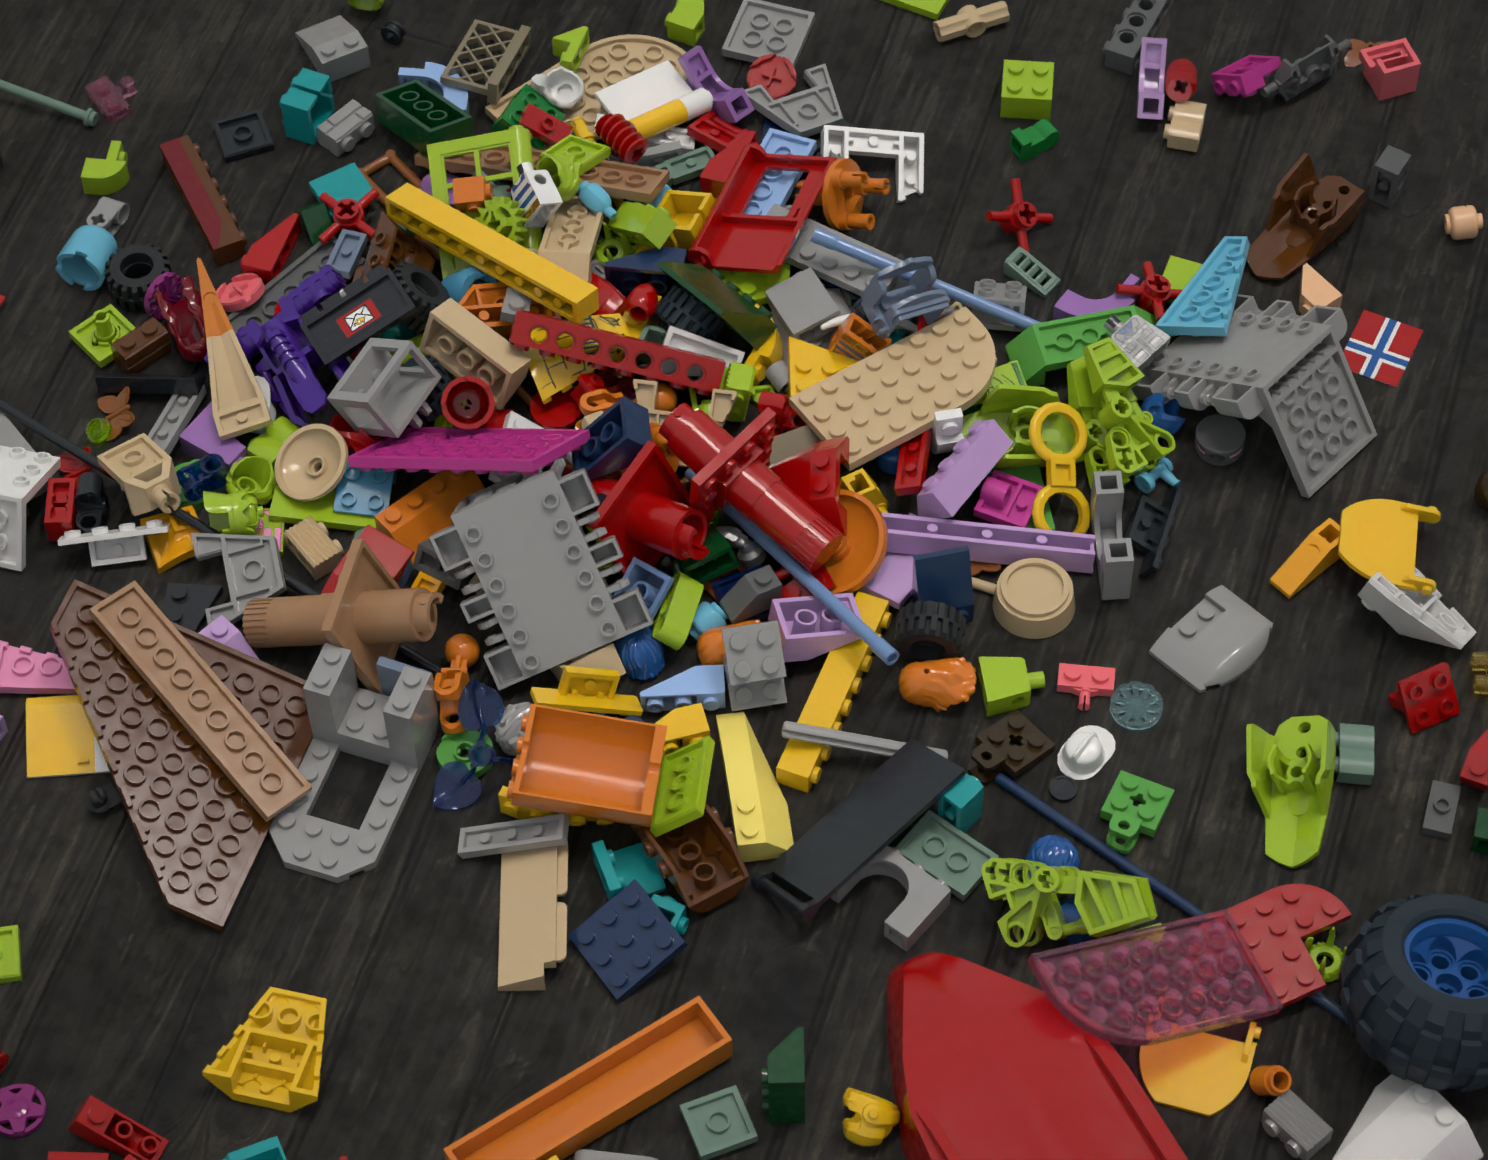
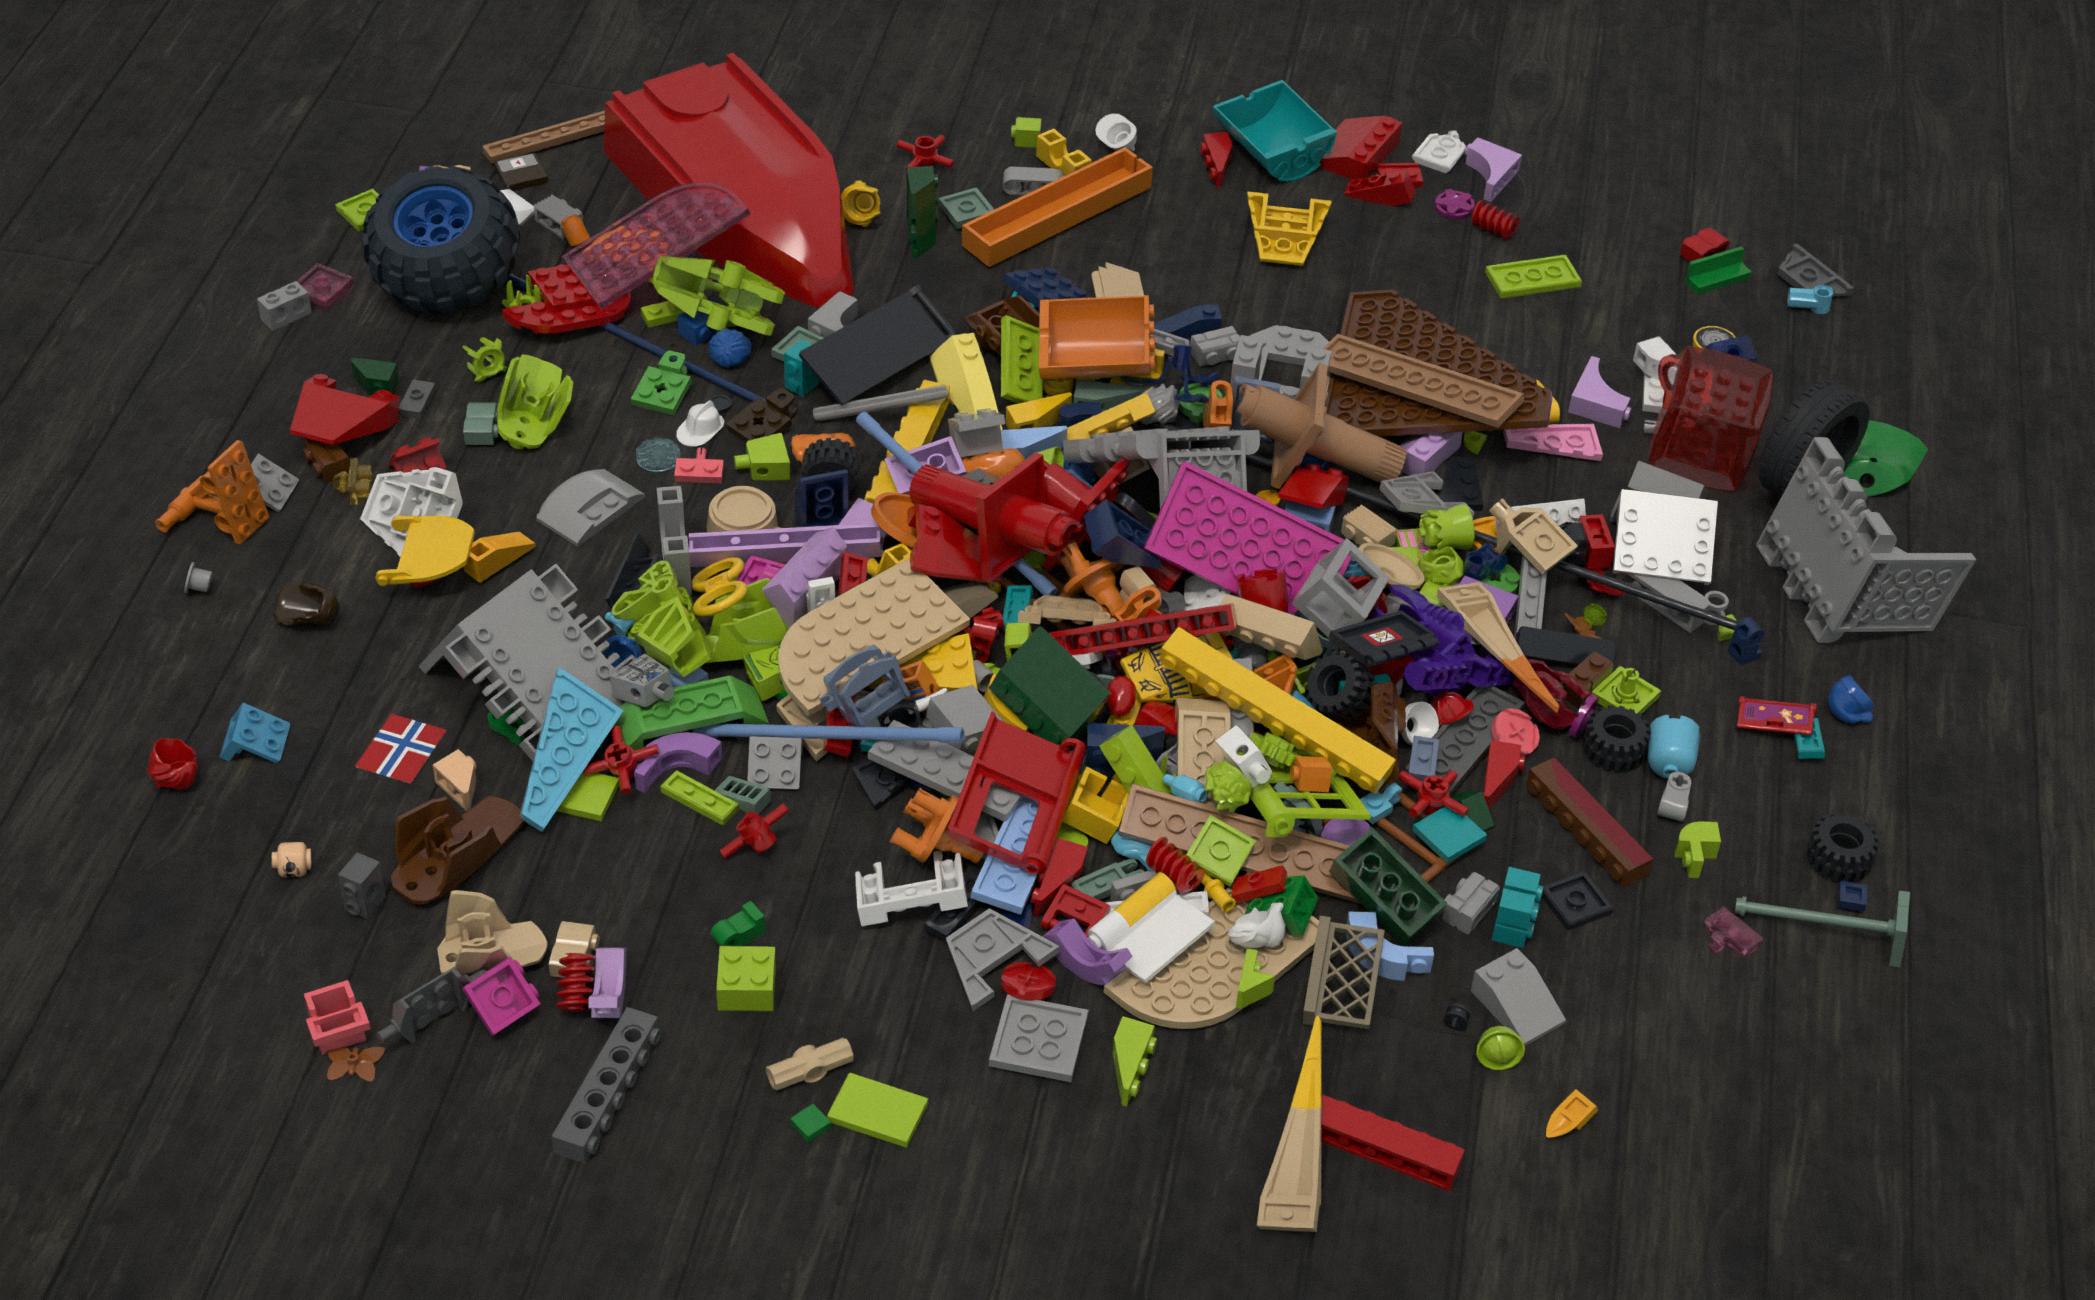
camera: 170 degrees right, 10 degrees down
(424, 838) = (1214, 346): none -> light grey brick
(452, 878) = (1192, 321): none -> dark blue slope
(1076, 276) = (699, 797): none -> lime tile
(1263, 118) = (482, 936): none -> tan piece
(1353, 846) = (497, 362): none -> lime piece

